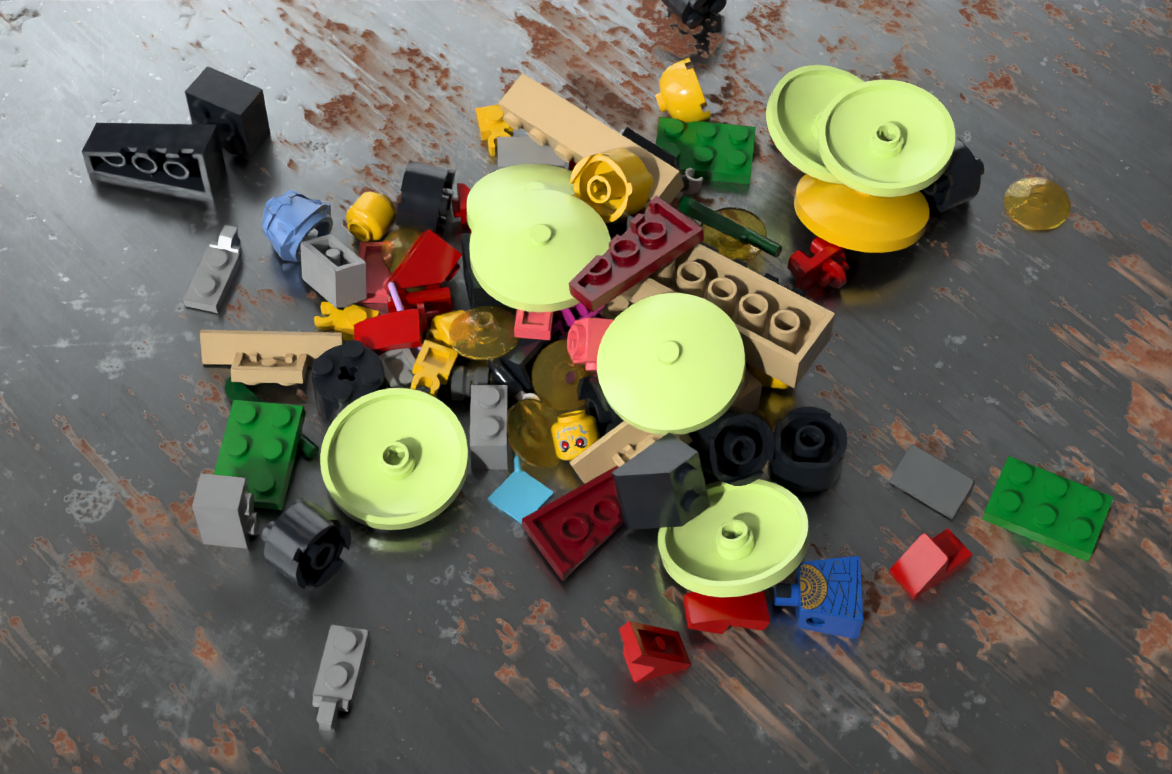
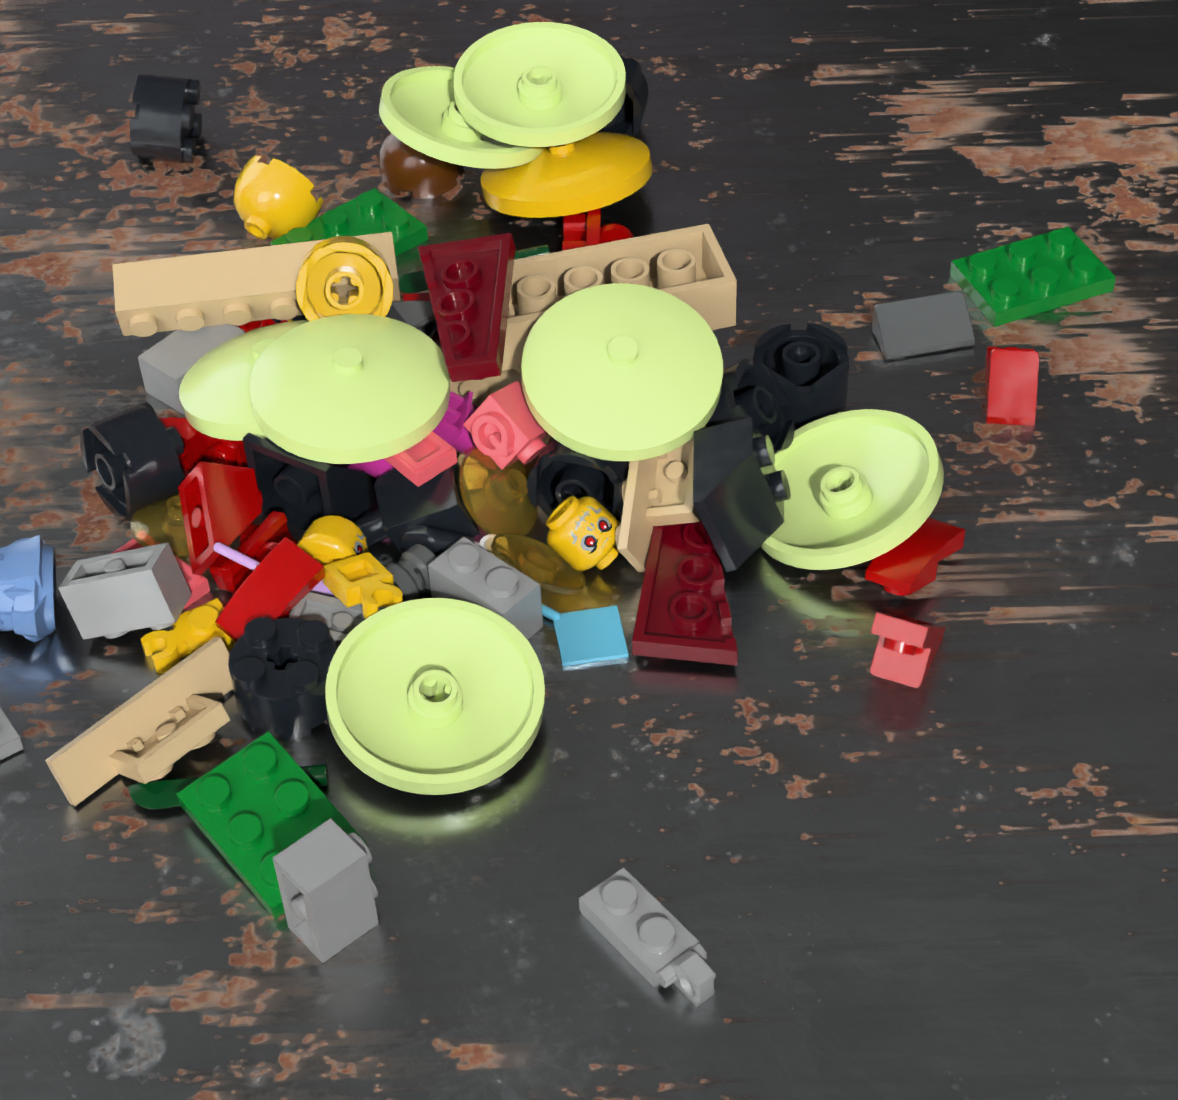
camera: 45 degrees left, 10 degrees down
(306, 544) = (456, 843): black brick -> none
(371, 217) = (89, 523): yellow head -> none
(483, 333) = (377, 512): clear yellow dish -> none
(492, 125) = (105, 362): yellow plate -> none
(826, 596) = (984, 471): blue torso -> none
(1037, 203) = (694, 83): clear yellow dish -> none

